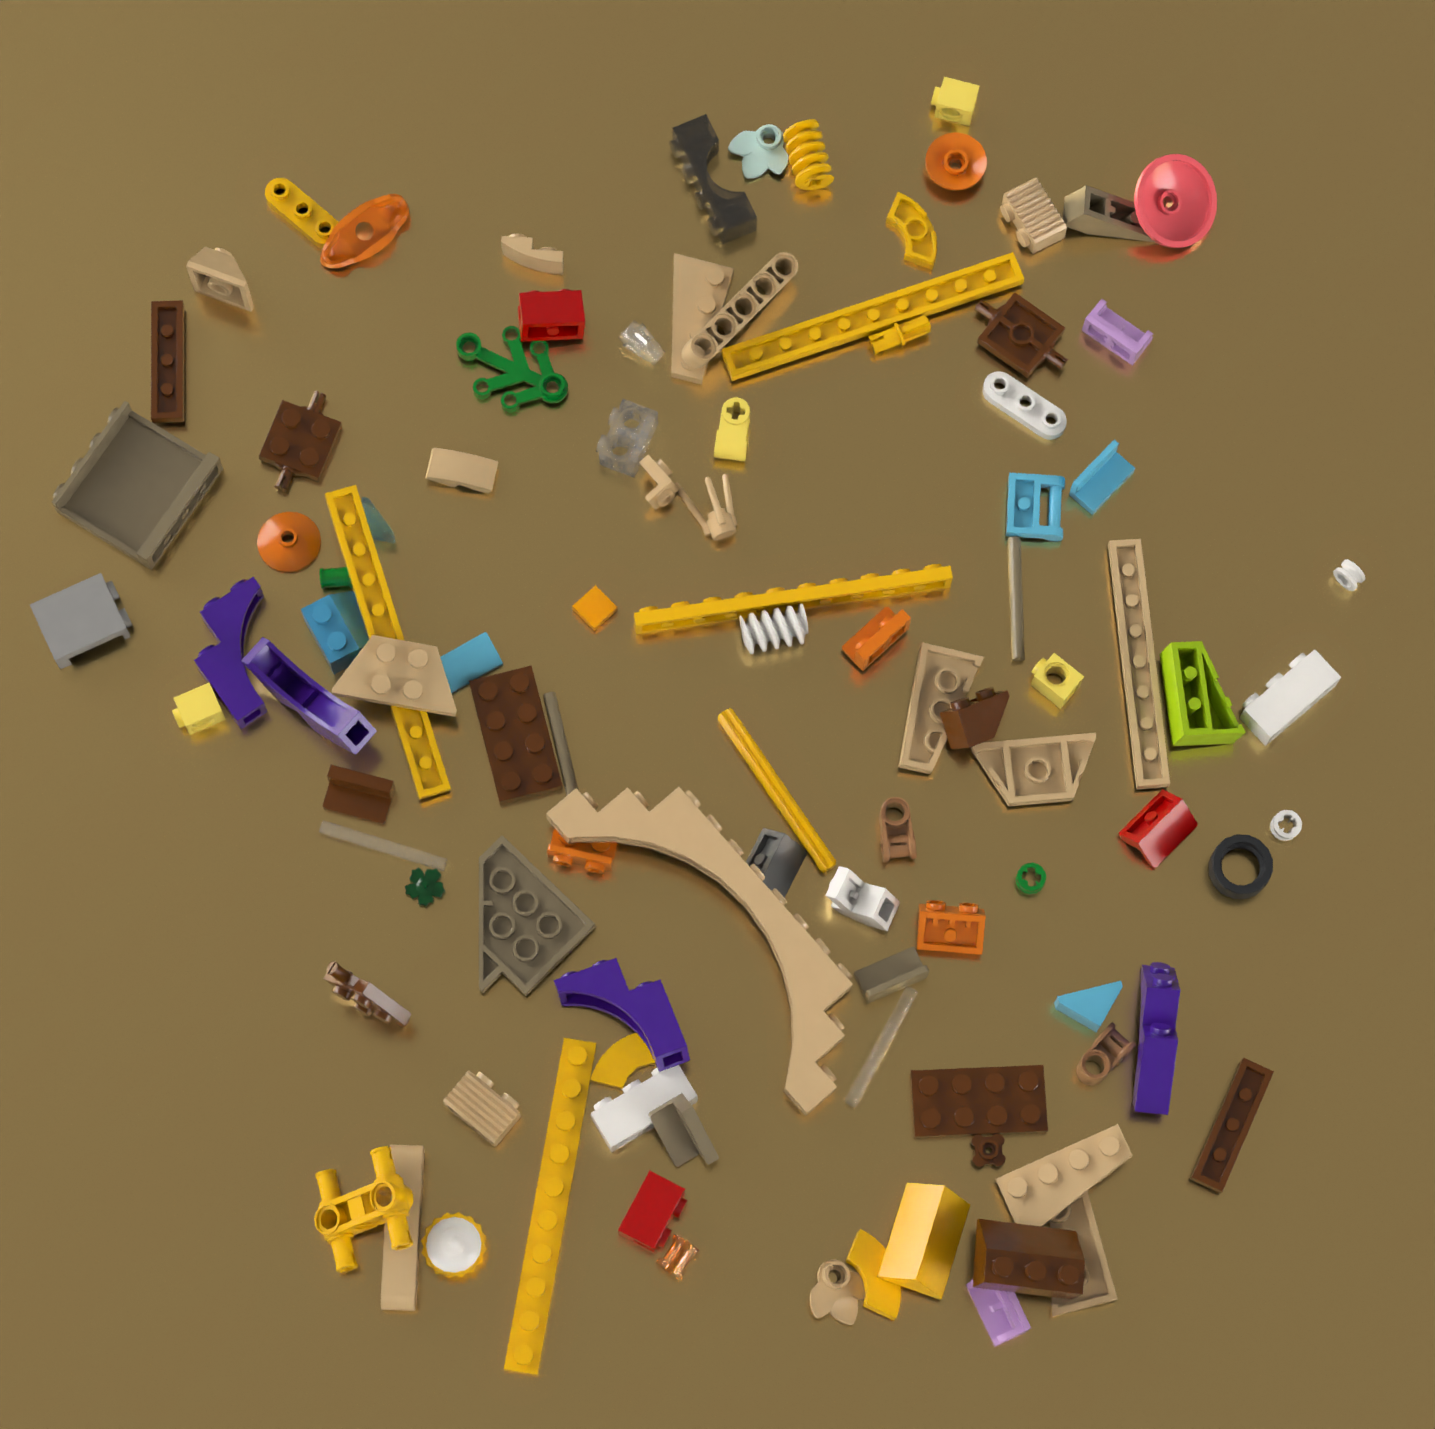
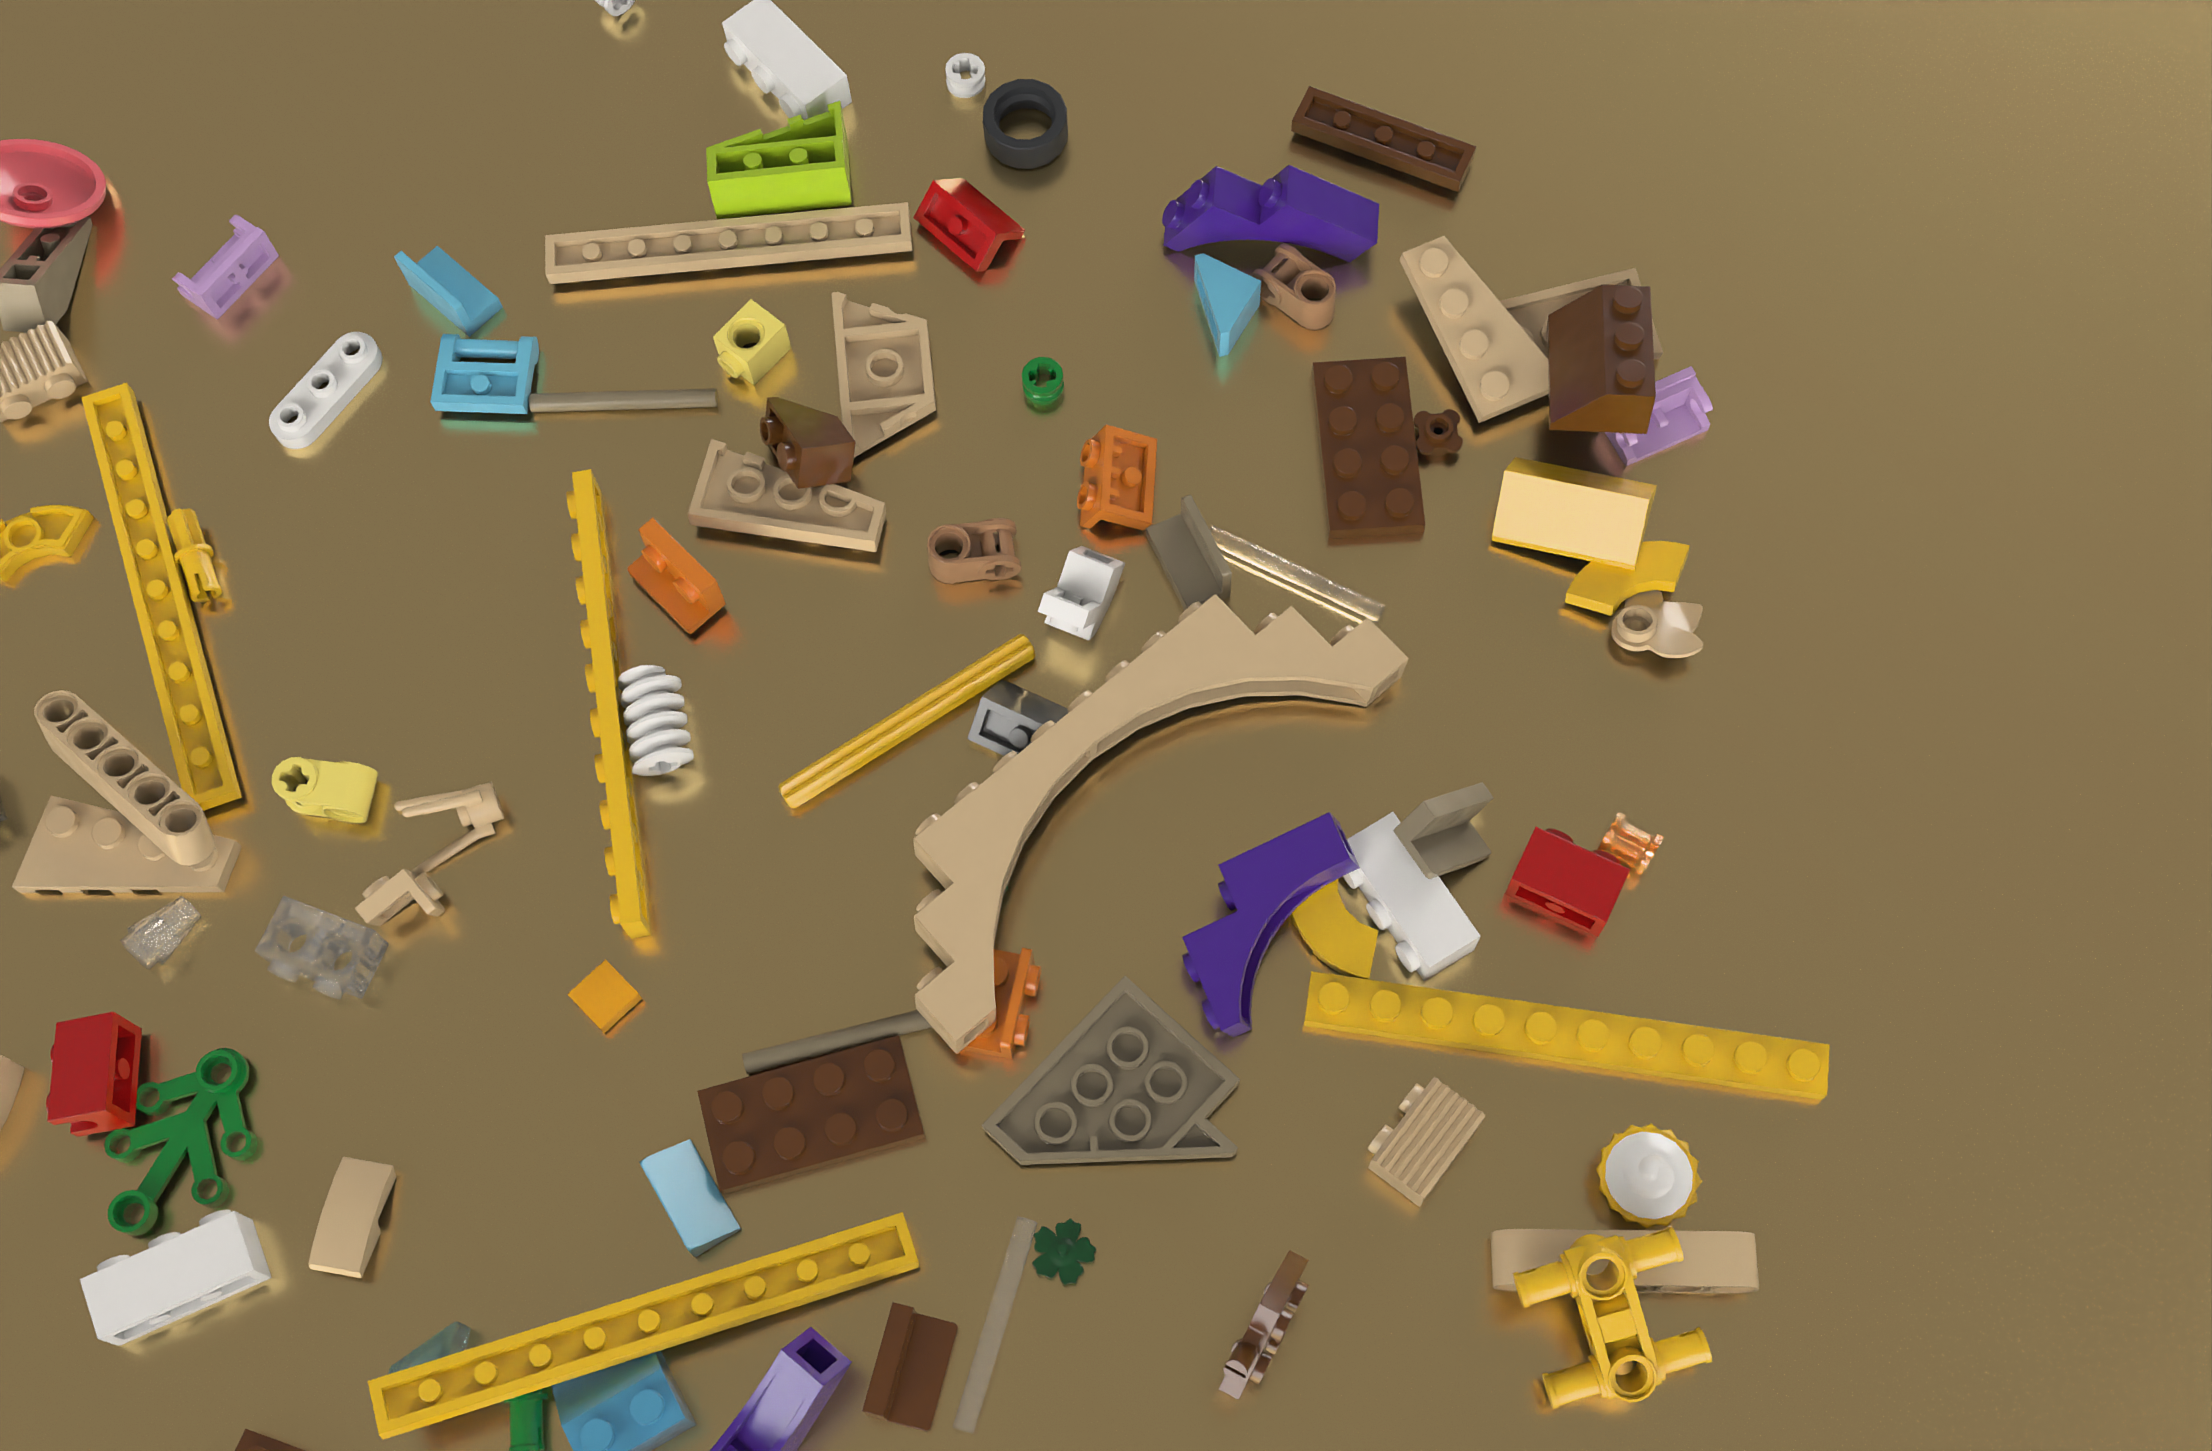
camera: 85 degrees left, 5 degrees down
(398, 676) = (712, 1298): tan wing -> none
(430, 374) = (174, 1277): none -> white brick
(1021, 335) = (215, 390): reddish brown plate -> none

